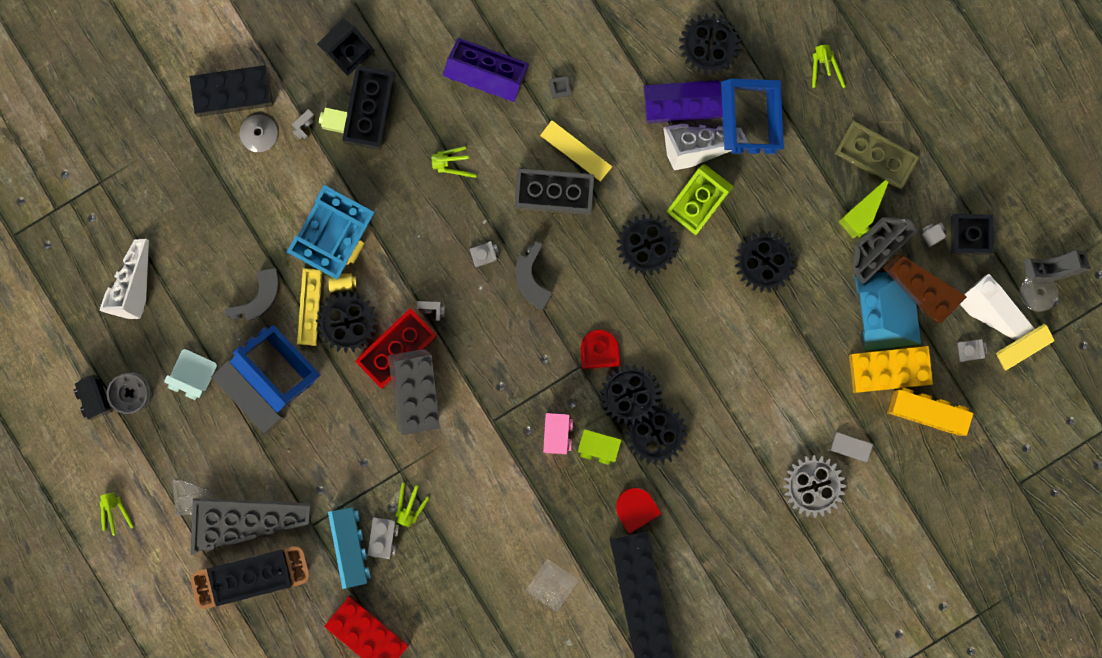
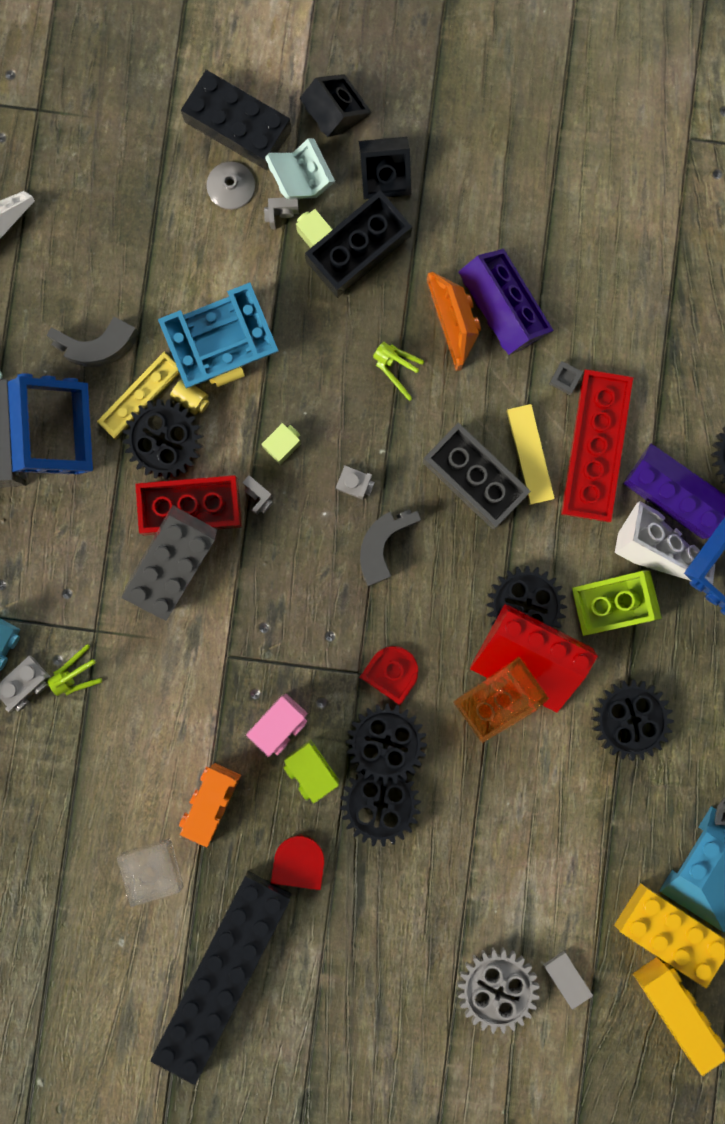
camera: 40 degrees right, 0 degrees up
(283, 32) = (334, 104): none -> black slope
(297, 91) = (301, 172): none -> light aqua bracket
(420, 265) = (282, 443): none -> yellowish green brick
(463, 104) = (455, 317): none -> orange wedge
(554, 516) = (209, 804): none -> orange wedge
(612, 113) = (597, 446): none -> red plate
(676, 273) = (551, 656): none -> red slope
(676, 313) = (501, 700): none -> clear orange brick

